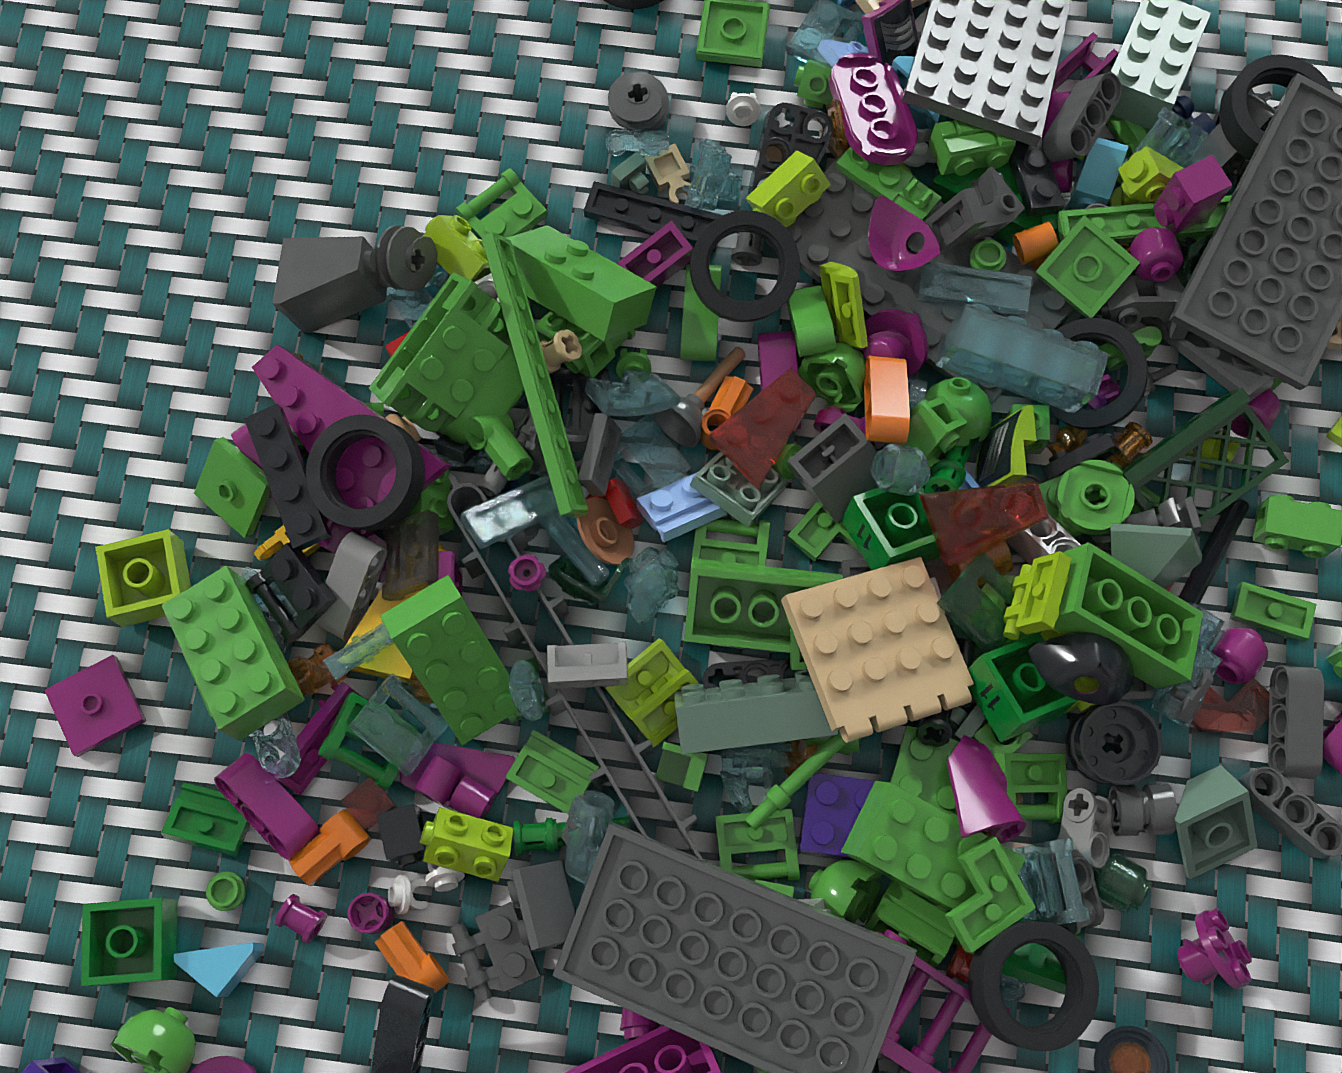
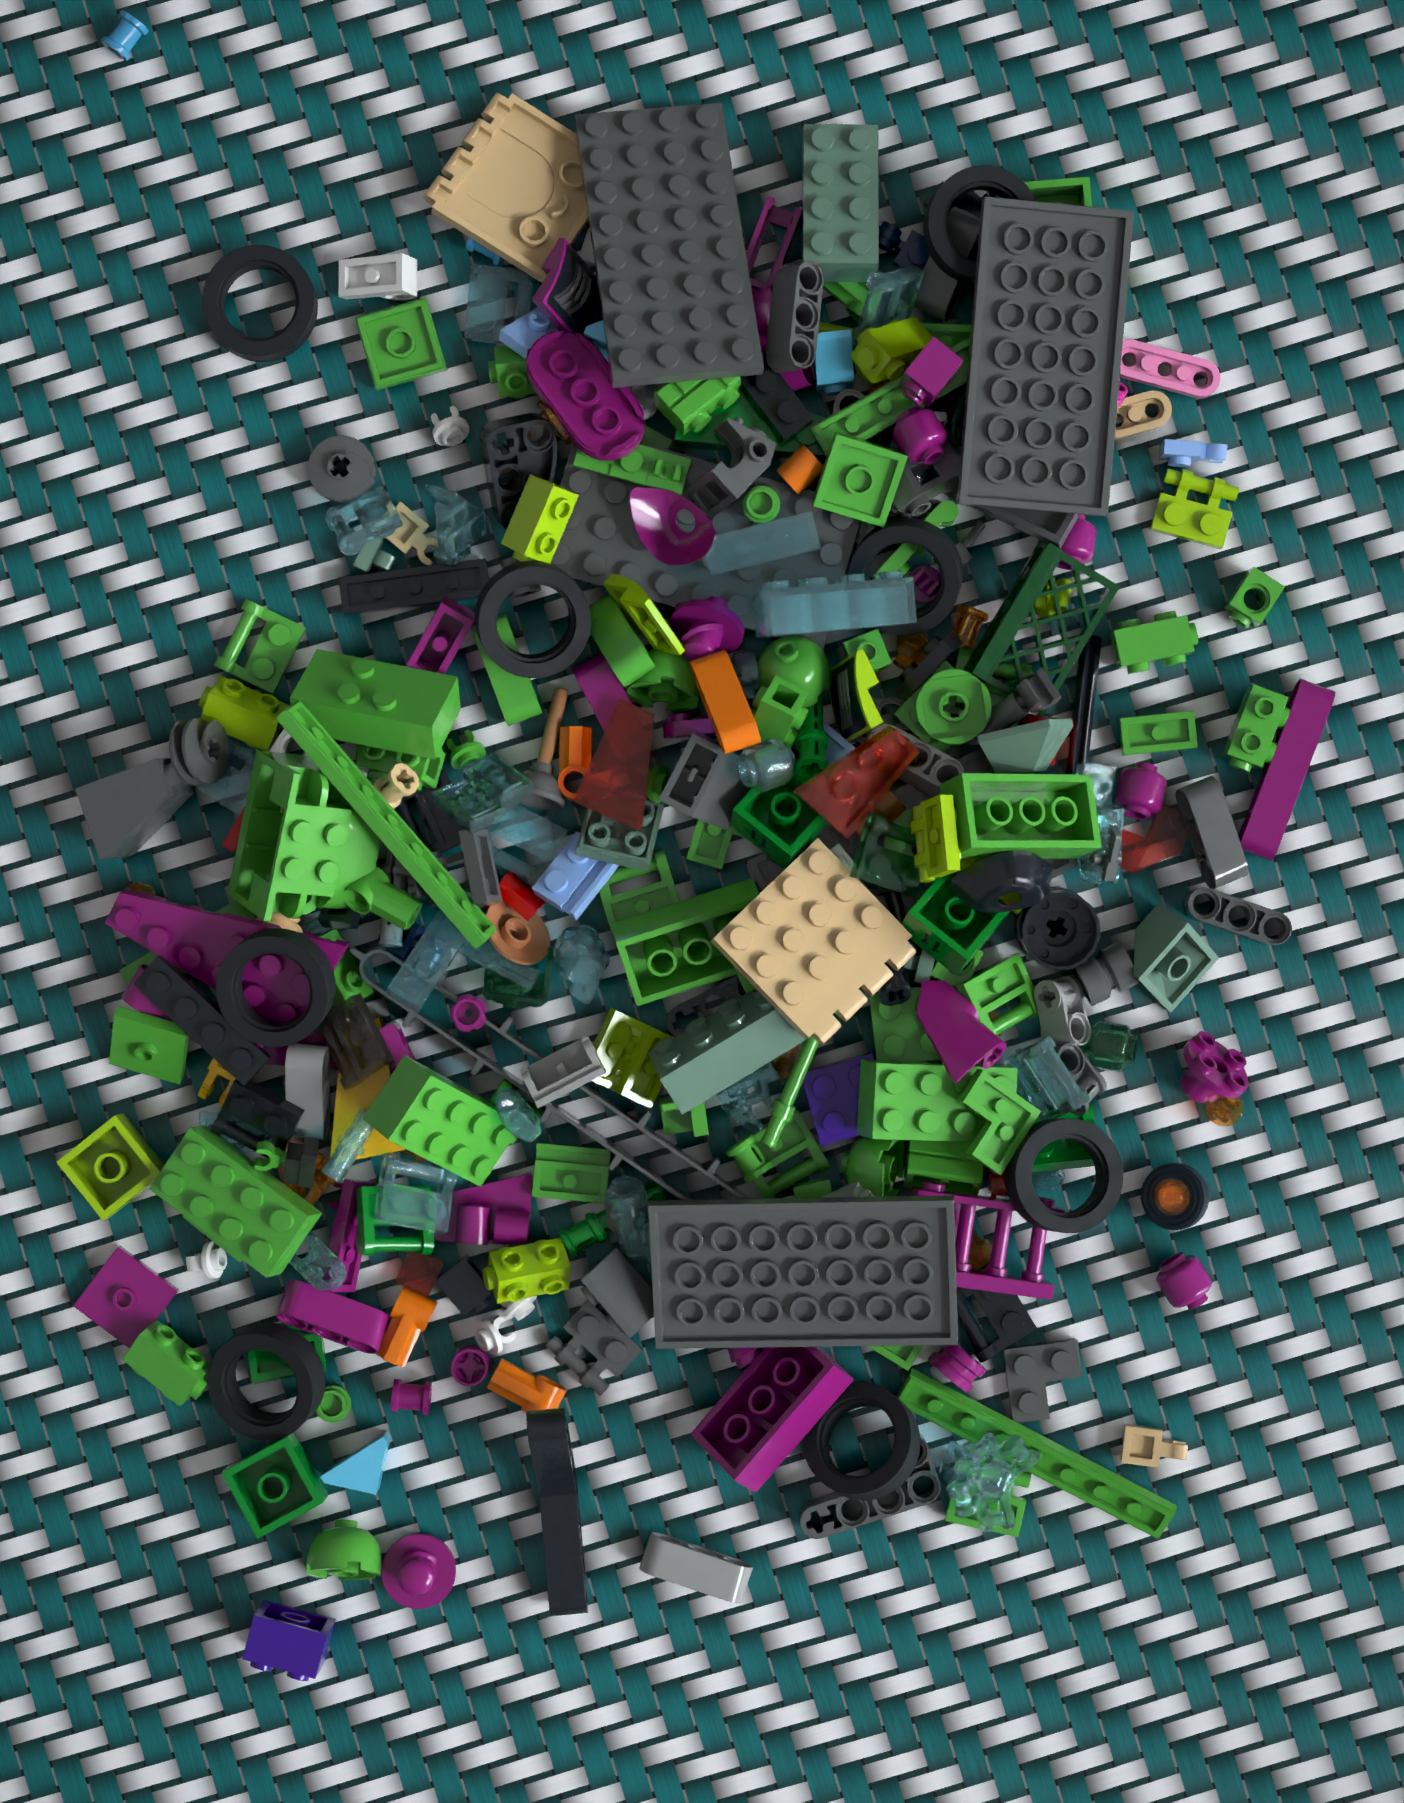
camera: 25 degrees left, 15 degrees up
(96, 780) = (168, 1363): none -> bright green brick
(133, 838) = (238, 1411): none -> black tyre
(186, 703) = (211, 1260): none -> white plate
(306, 644) = (298, 1160): none -> pearl dark grey piece
(726, 831) = (749, 1158): none -> bright green bush
(912, 1030) = (979, 1251): none -> clear orange plate
(1212, 999) = (1224, 1110): none -> clear orange plate

